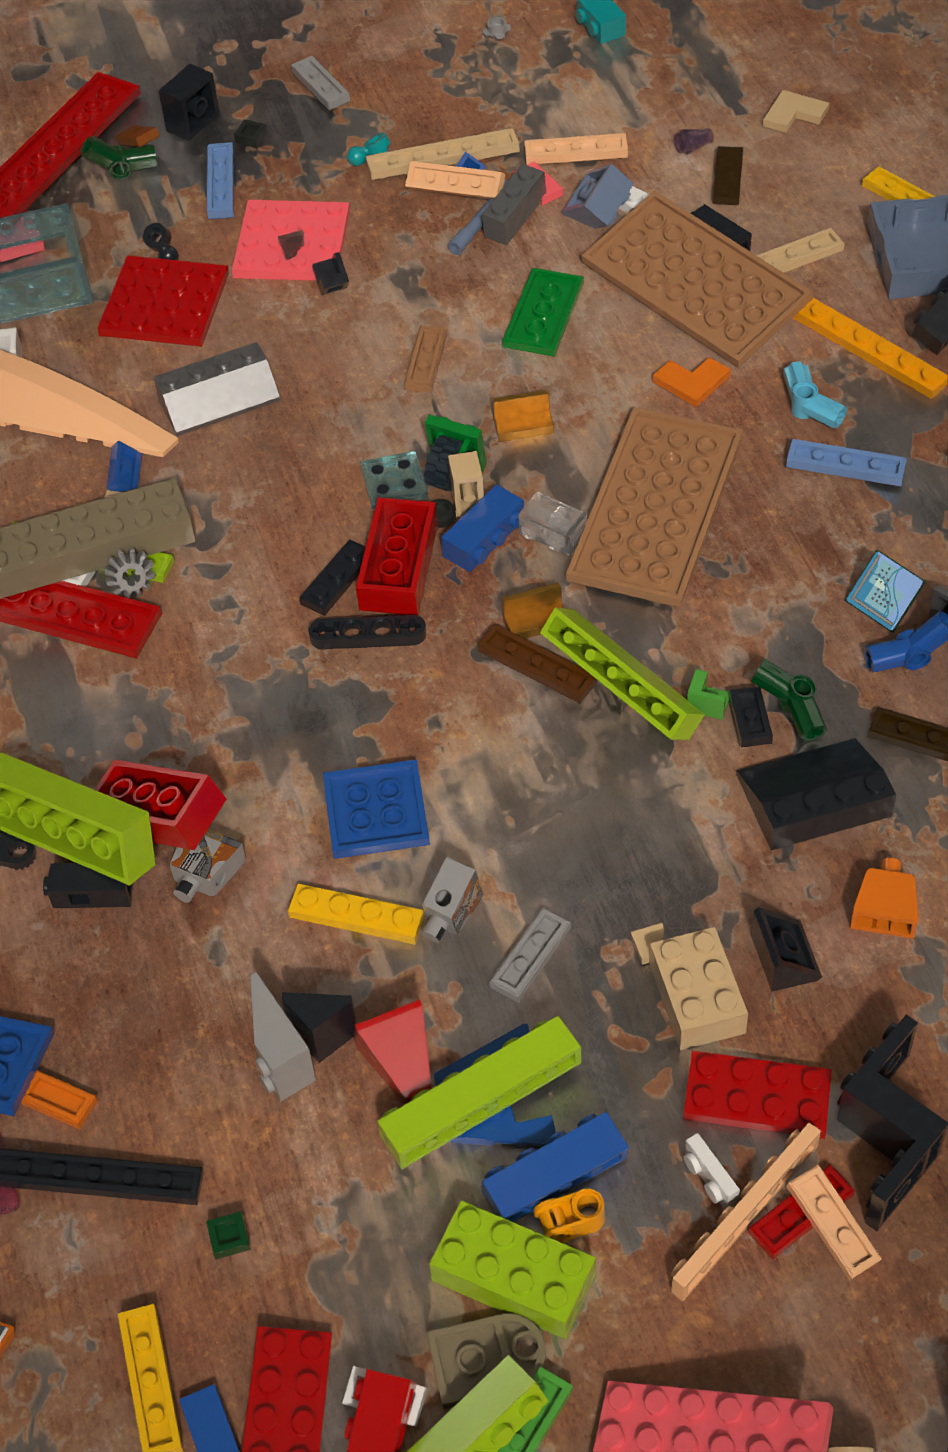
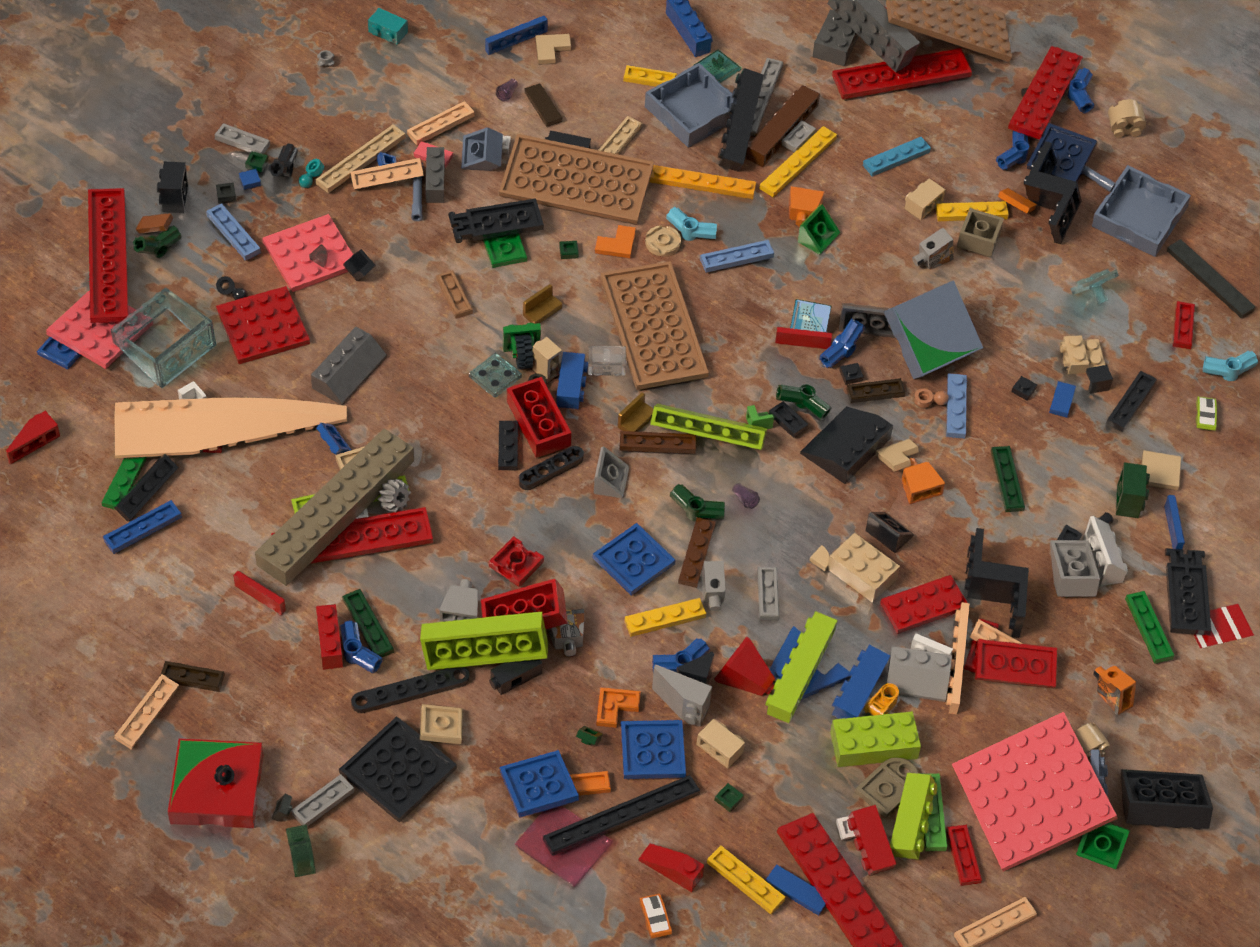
camera: 40 degrees left, 0 degrees up
(66, 1296) = (673, 865): none -> red slope
(93, 751) = (460, 602): none -> light grey torso
(110, 1028) = (589, 736): none -> dark green plate
(181, 1099) = (653, 749): none -> blue plate
(185, 997) = (613, 700): none -> orange tile
(209, 750) = (519, 571): none -> red brick
(280, 1143) = (720, 743): none -> tan brick
(293, 130) = (249, 179): none -> blue tile
(297, 979) = (694, 650): none -> blue piece
(315, 112) = (256, 161): none -> dark green plate
(342, 128) = (285, 163): none -> black piece
(433, 675) = (610, 475): none -> light grey slope
(478, 838) = (696, 552): none -> reddish brown plate
(530, 786) = (688, 502): none -> dark green piece
(547, 287) = (496, 220): none -> black hinge
(604, 797) = (747, 496): none -> clear purple cone
(619, 363) = (568, 249): none -> dark green tile
(661, 1200) = (919, 673): none -> light grey slope
(756, 80) = (516, 35): none -> blue plate
(758, 402) = (663, 241): none -> tan tile
(832, 1272) = (1016, 663): none -> red plate
(858, 611) = (803, 338): none -> red tile
(872, 841) = (896, 455): none -> tan tile
(898, 694) = (851, 373): none -> black plate

